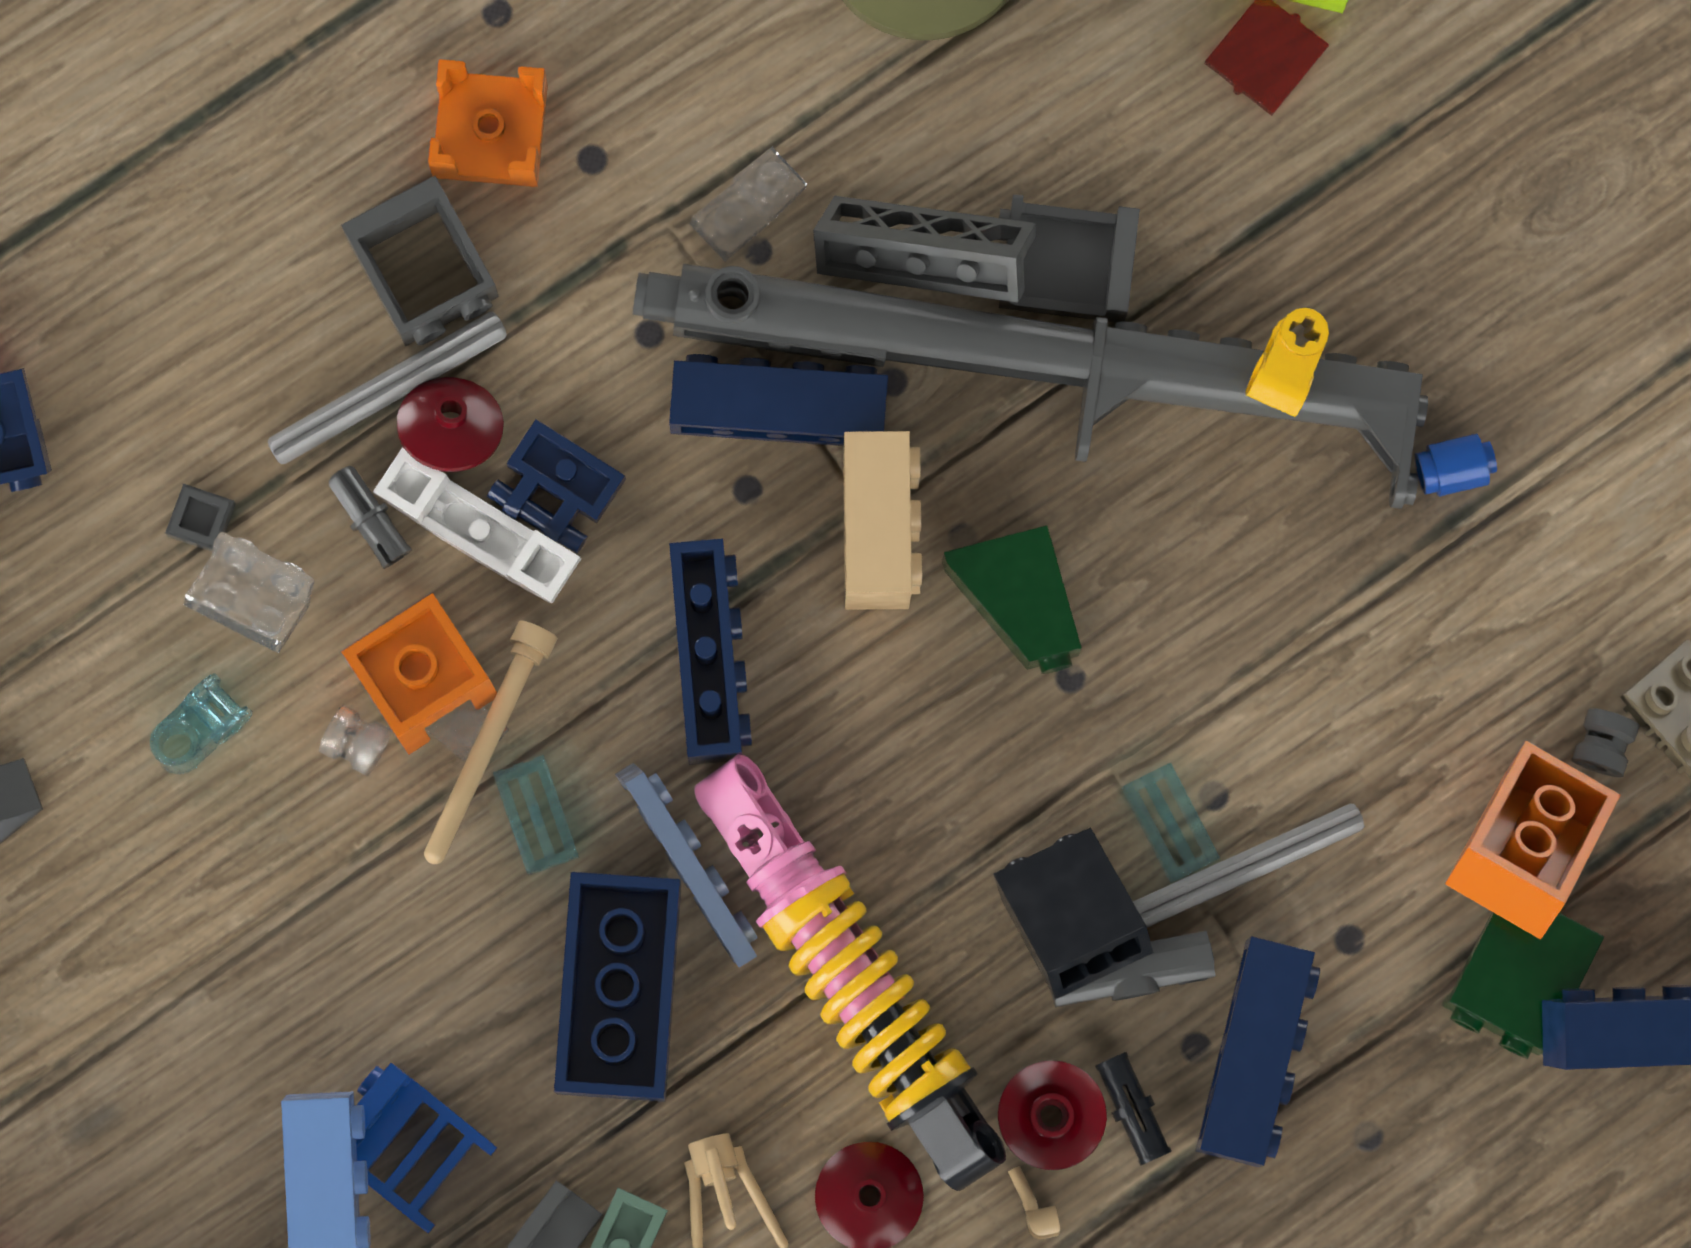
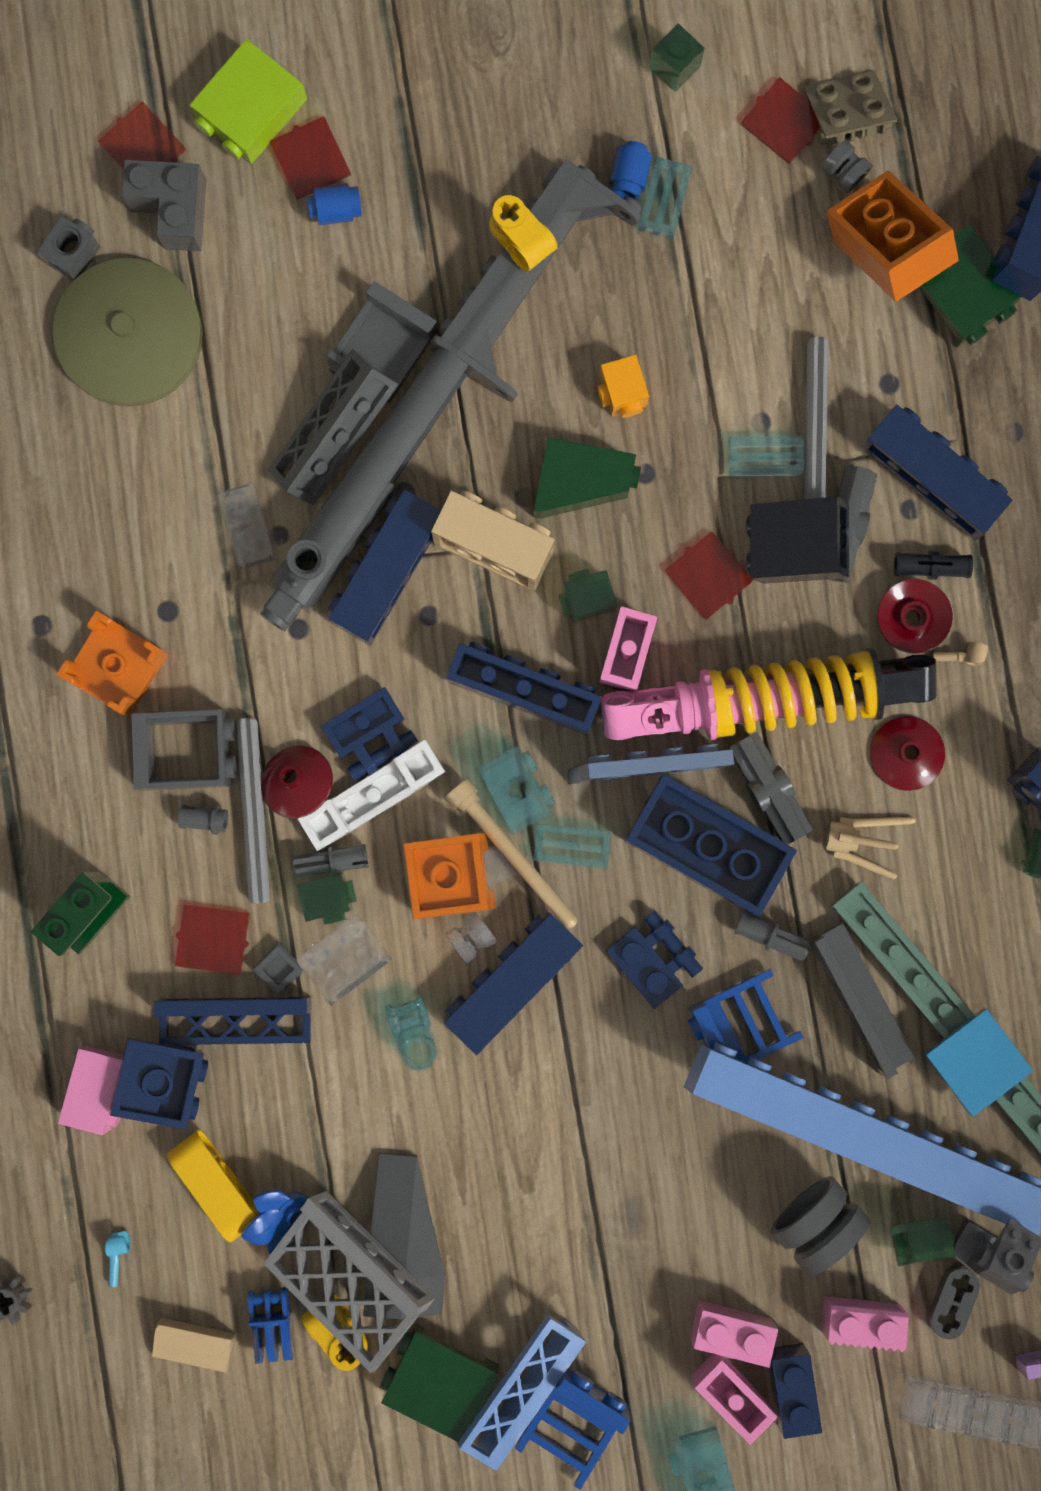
camera: 60 degrees left, 5 degrees up
(125, 484) = (233, 1007): none -> dark blue fence
(153, 235) = (80, 913): none -> dark green panel
(198, 417) = (212, 939): none -> clear red piece
(318, 534) = (327, 898): none -> clear green brick
(321, 821) = (513, 983): none -> dark blue brick
(347, 331) = (203, 818): none -> dark grey pin
(424, 983) = (645, 967): none -> dark blue plate
(540, 1130) = (773, 936): none -> dark grey axle
(575, 676) = (498, 777): none -> clear light blue brick
(732, 1034) = (770, 789): none -> dark grey piece
(822, 760) = (628, 649): none -> bright pink brick
(869, 676) = (587, 595): none -> clear green brick
(976, 823) = (708, 575): none -> clear red piece
(1164, 592) = (623, 387): none -> light orange brick
(1219, 112) = (334, 204): none -> blue brick
(1401, 537) = (657, 226): none -> clear light blue tile
(1627, 632) = (782, 120): none -> clear red piece
(1634, 453) = (676, 57): none -> clear green brick

